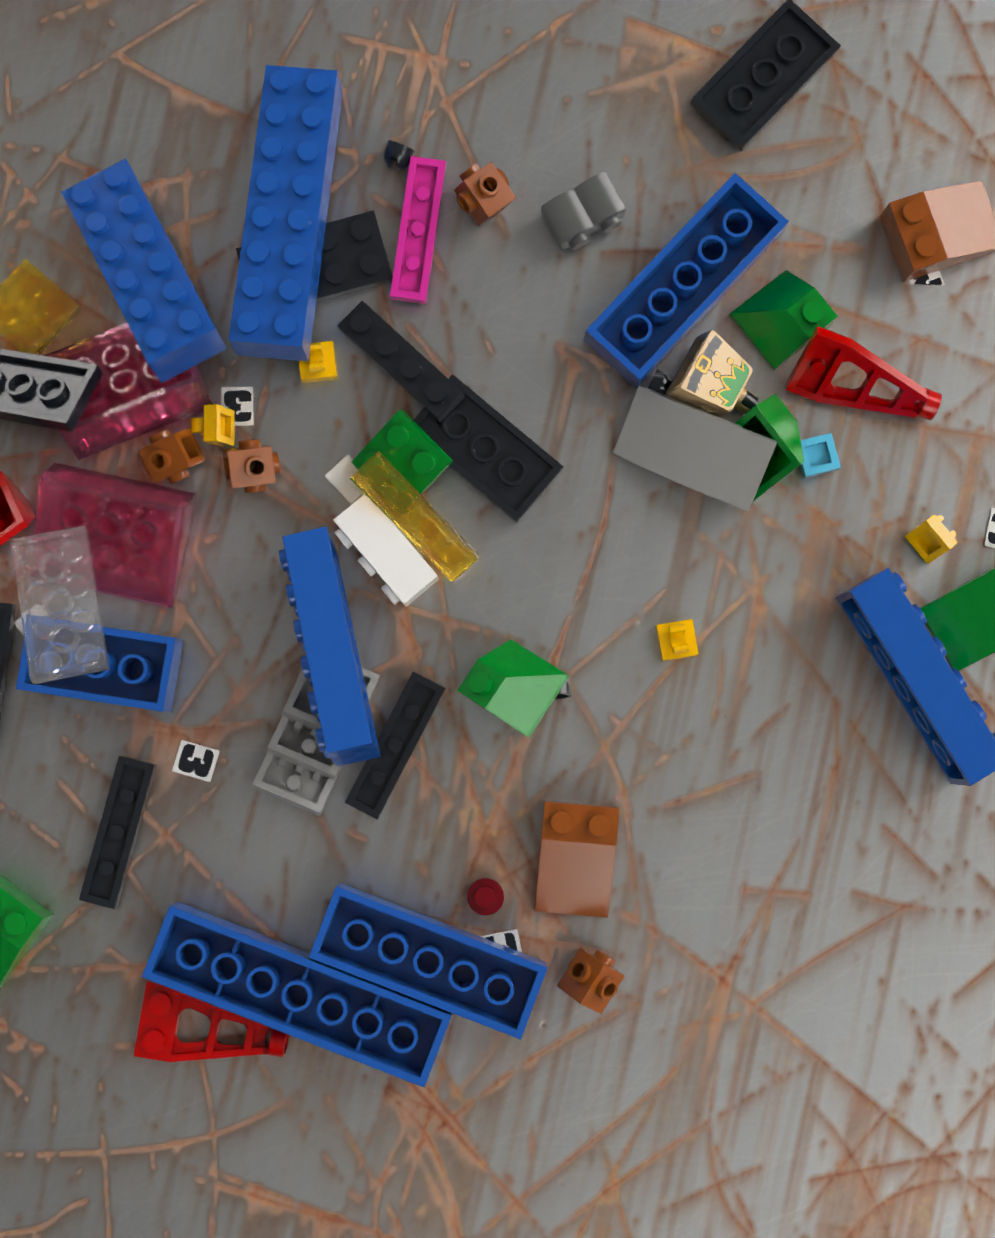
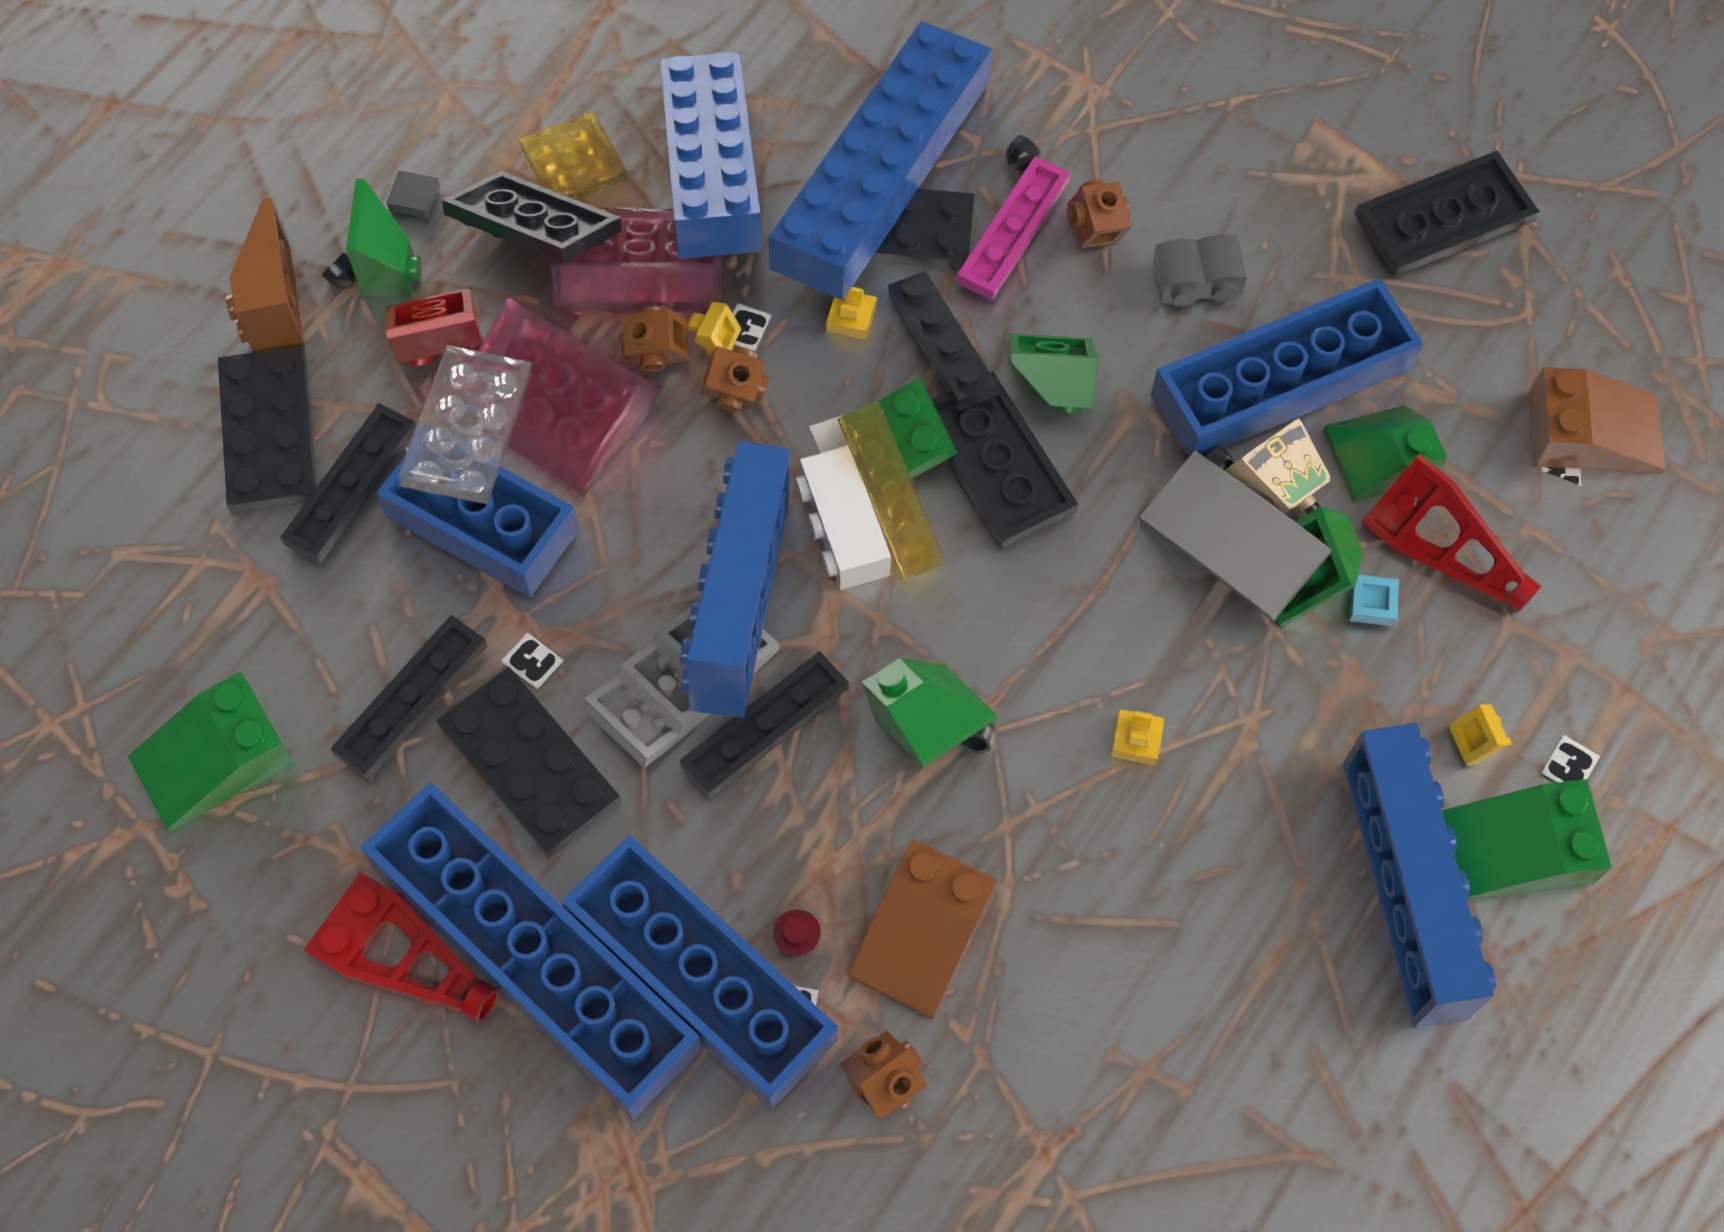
camera: 20 degrees right, 20 degrees down
(230, 844) = (529, 762): none -> black plate
(500, 349) = (1057, 368): none -> green slope

